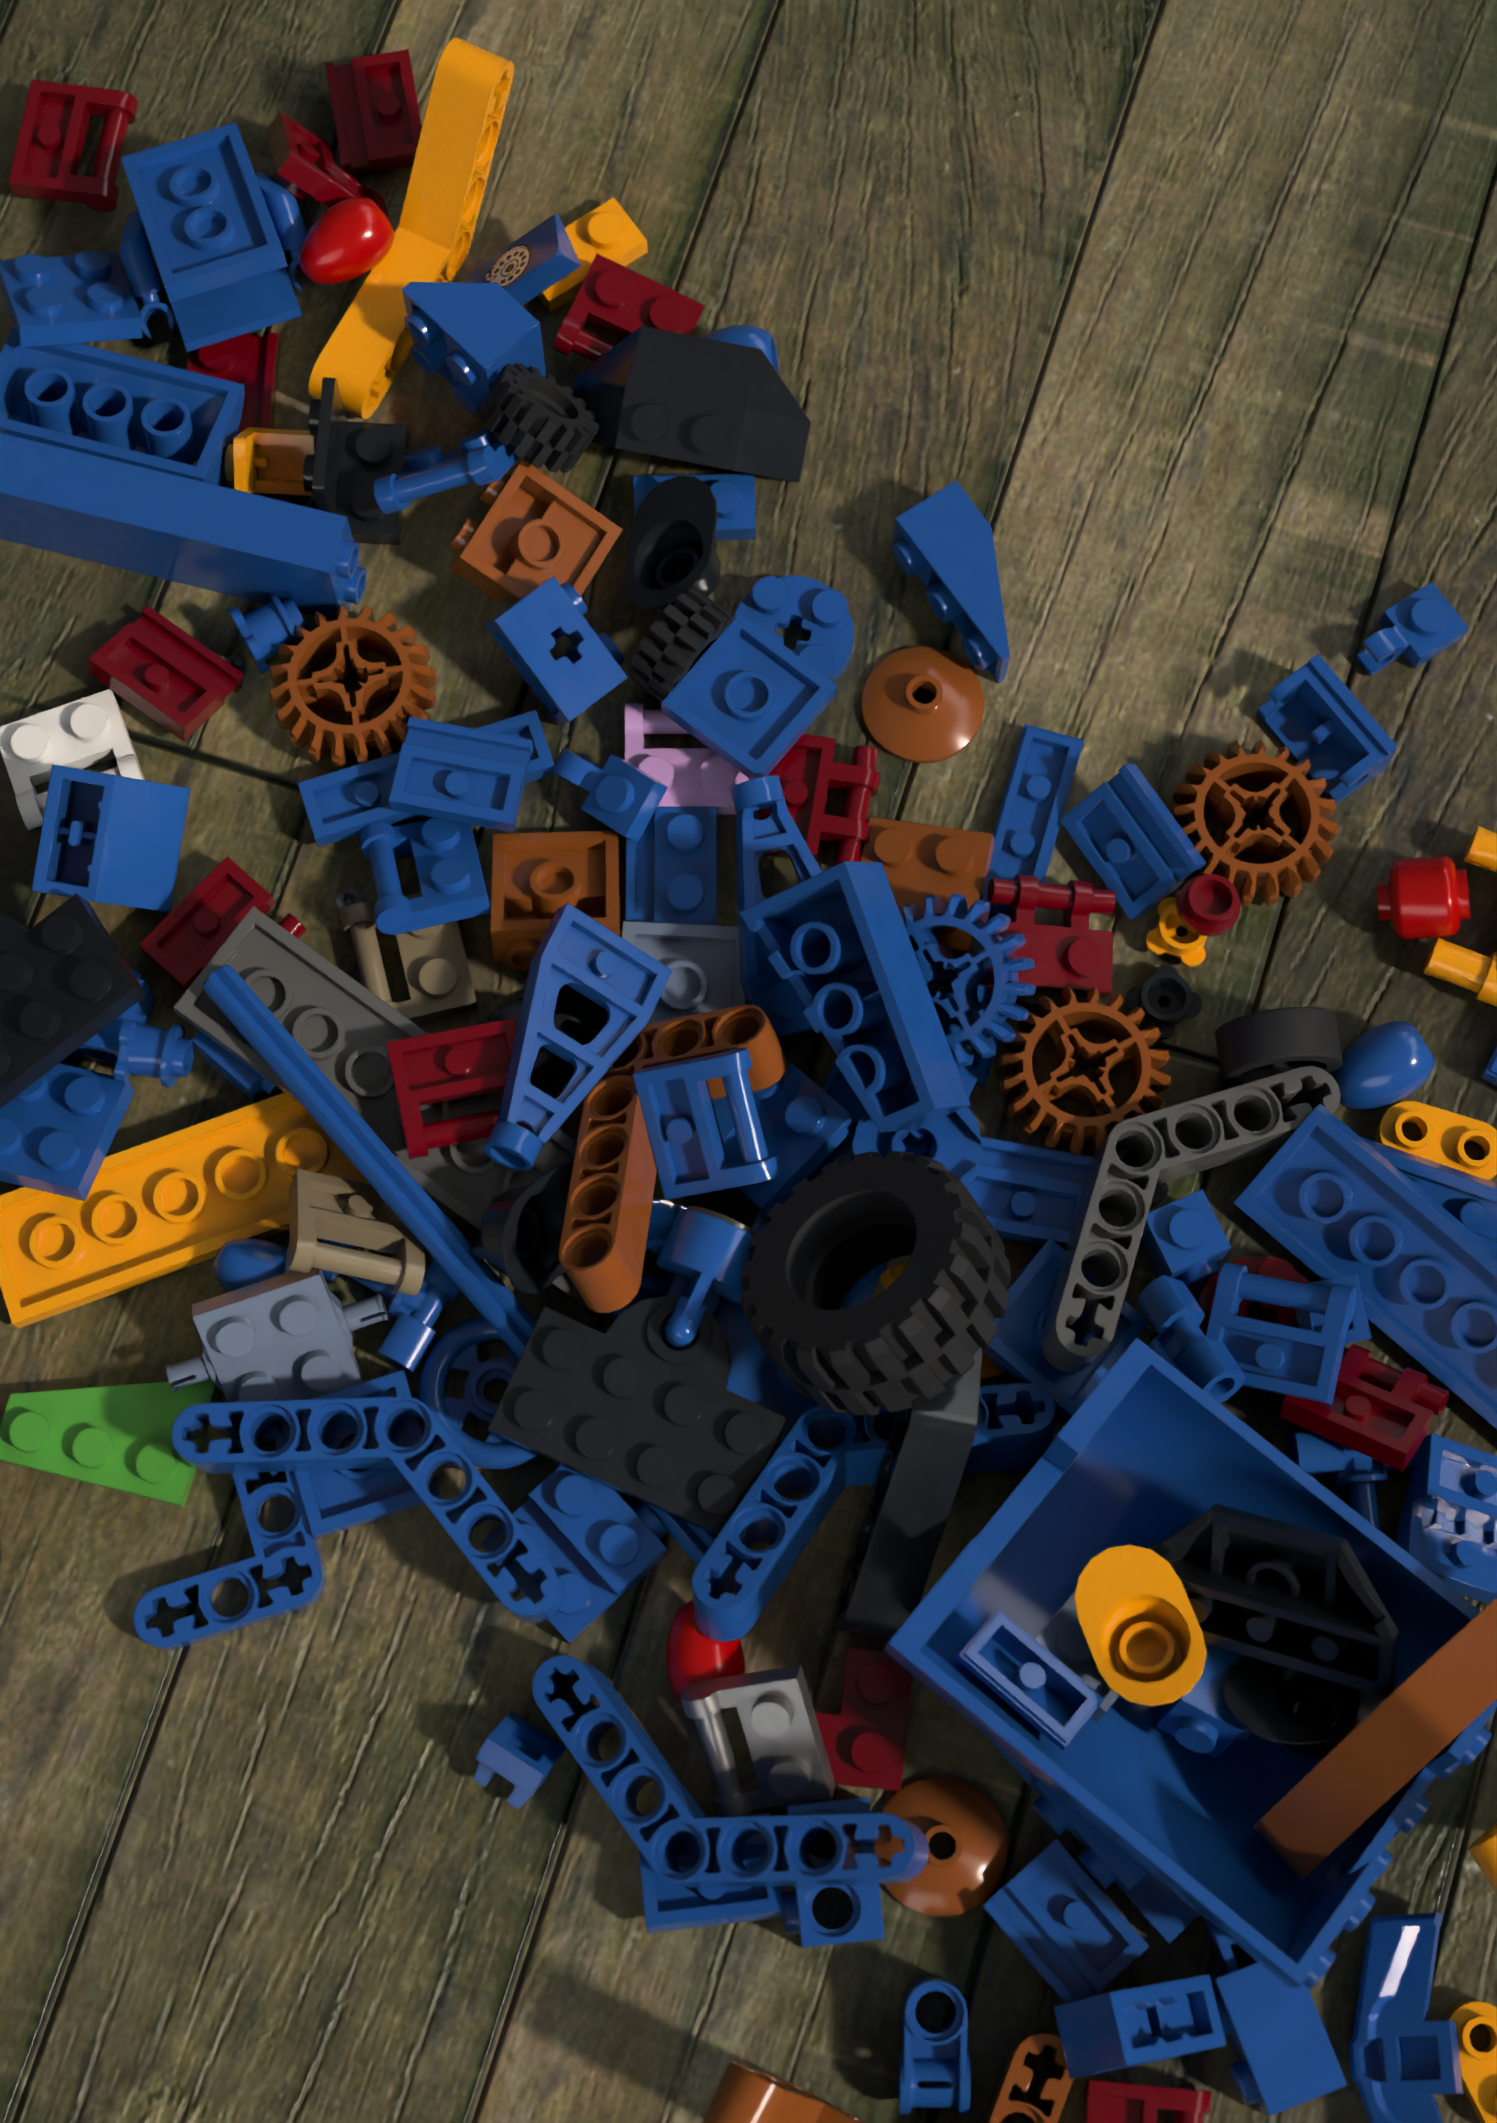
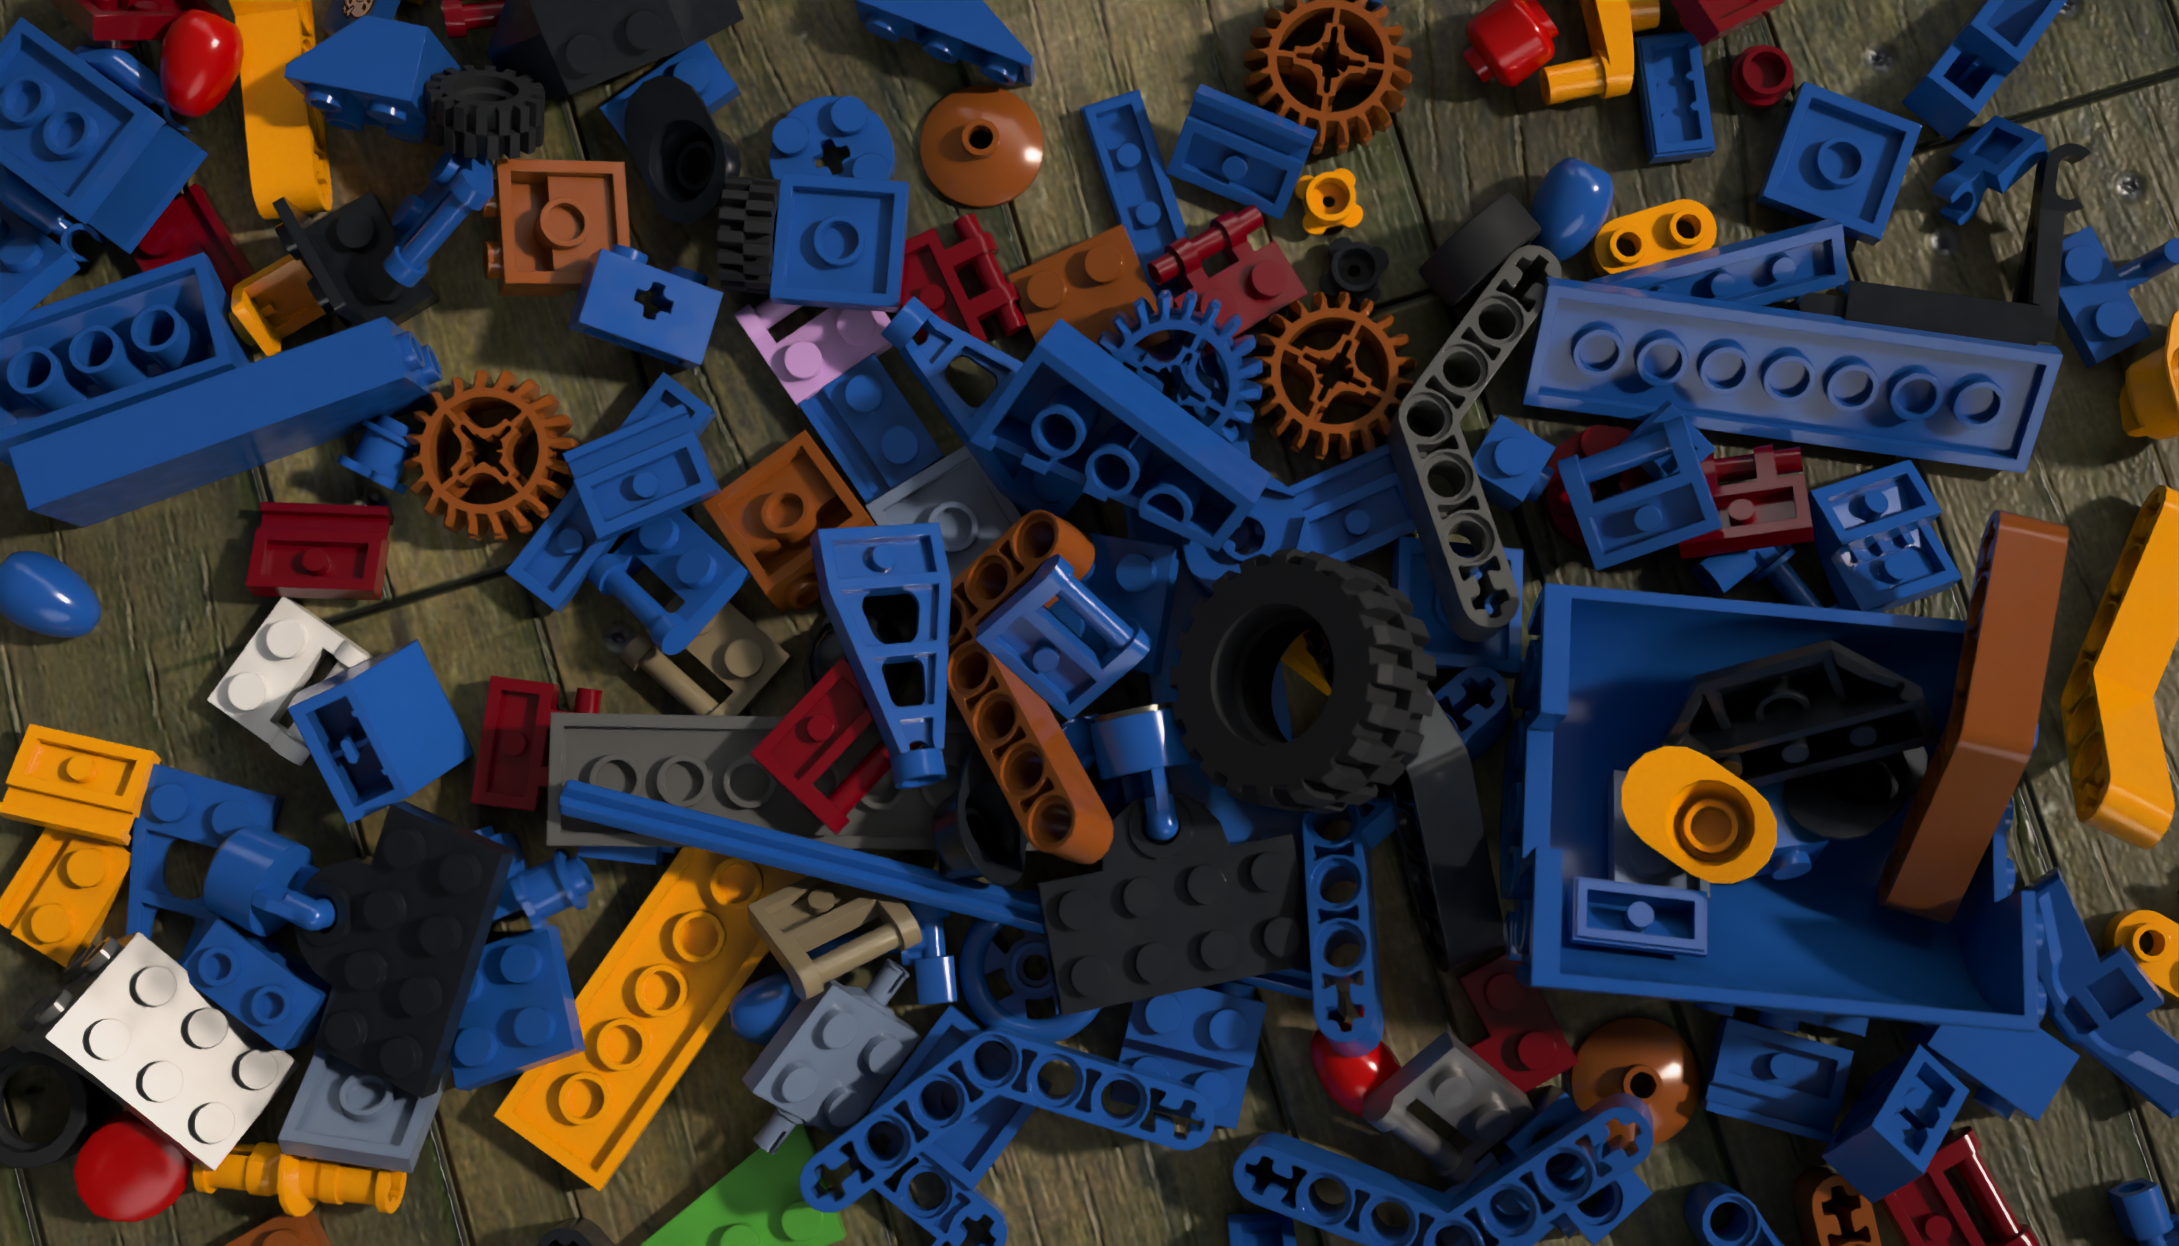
camera: 35 degrees left, 10 degrees up
(618, 792) = (785, 396): blue plate -> none
(1183, 1343) = (1570, 556): blue bar -> none
(1208, 905) = (1342, 166): dark red plate -> none

